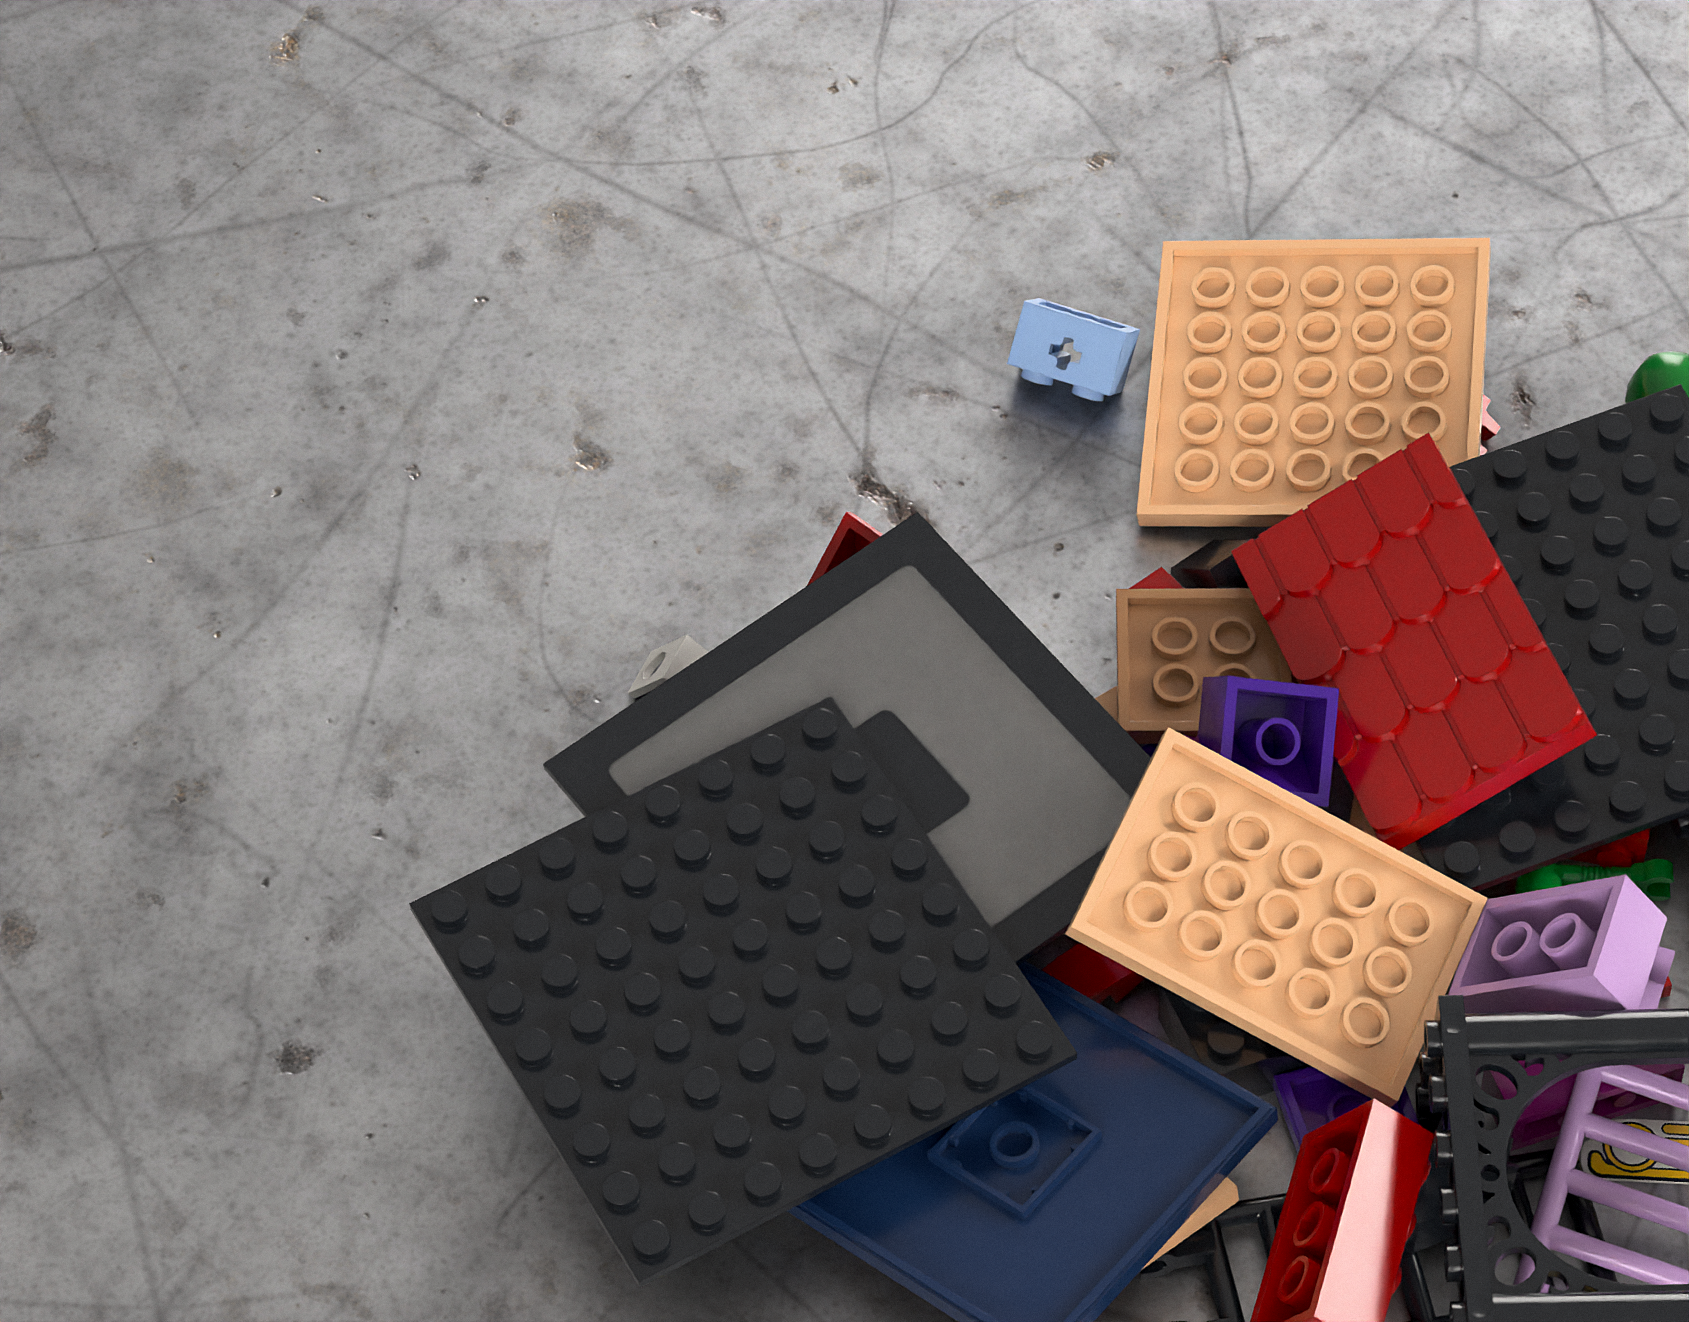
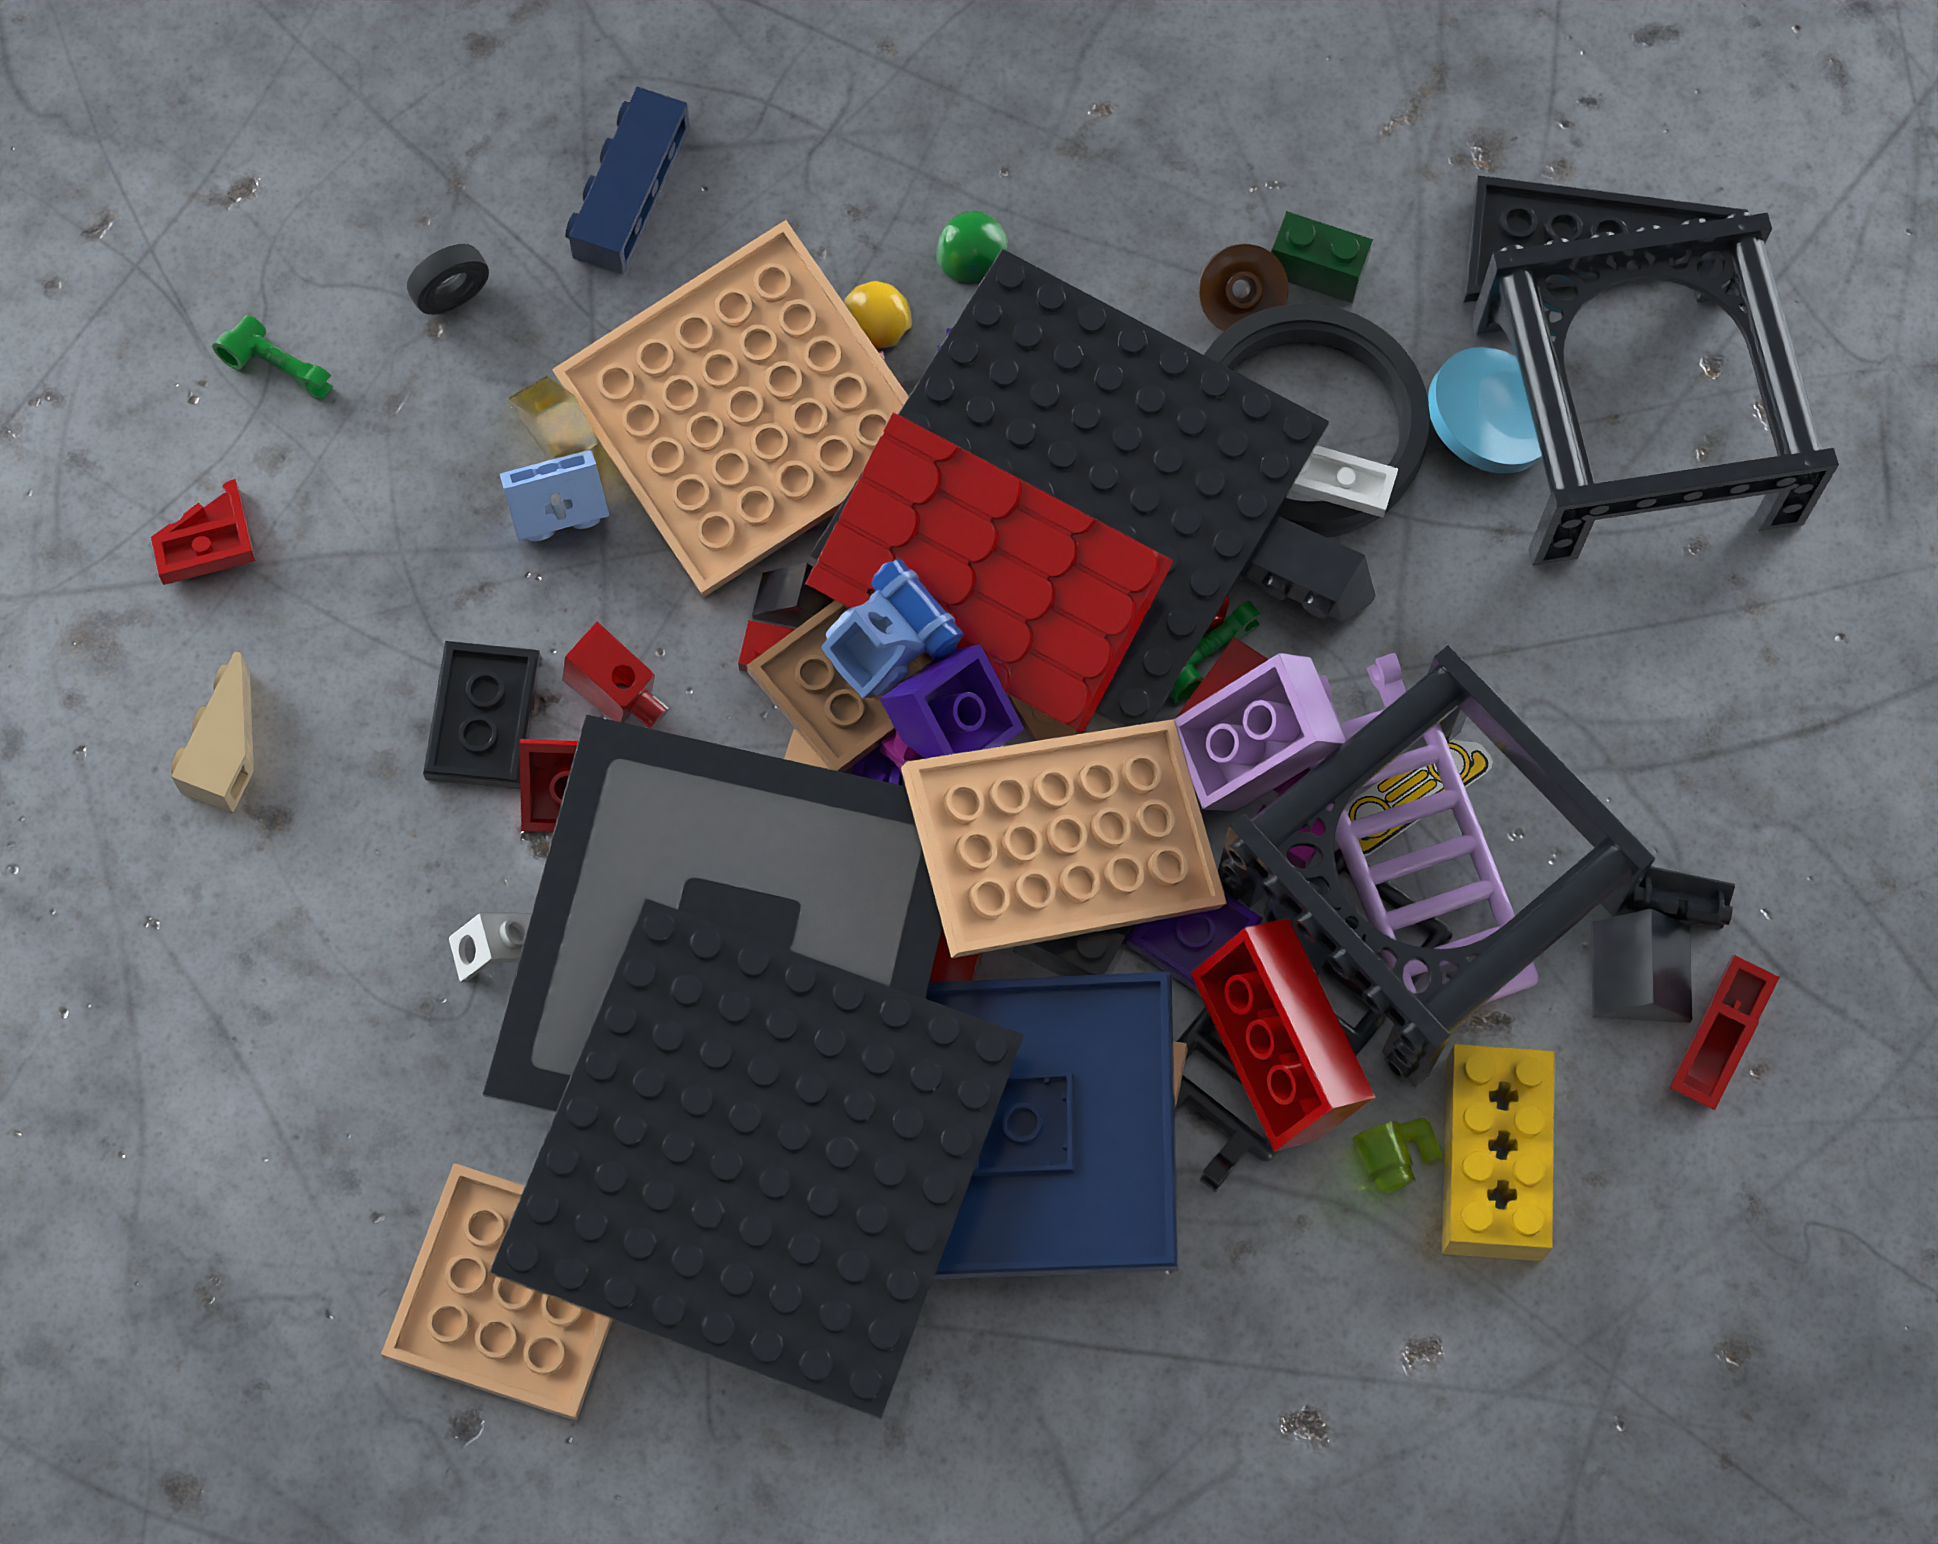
camera: 45 degrees left, 15 degrees up
(387, 987) = (482, 1327): none -> light nougat plate
(600, 363) = (220, 751): none -> tan slope
(737, 197) = (205, 539): none -> red wing
(860, 471) = (481, 714): none -> black tile
(920, 68) = (247, 340): none -> green brick
(986, 520) = (601, 664): none -> red torso
(1131, 290) = (553, 418): none -> clear yellow slope
(1139, 94) = (459, 260): none -> black tyre
(1268, 627) = (886, 633): none -> medium blue piece
(1383, 140) = (628, 180): none -> dark blue brick
(1523, 391) = (880, 312): none -> yellow hair

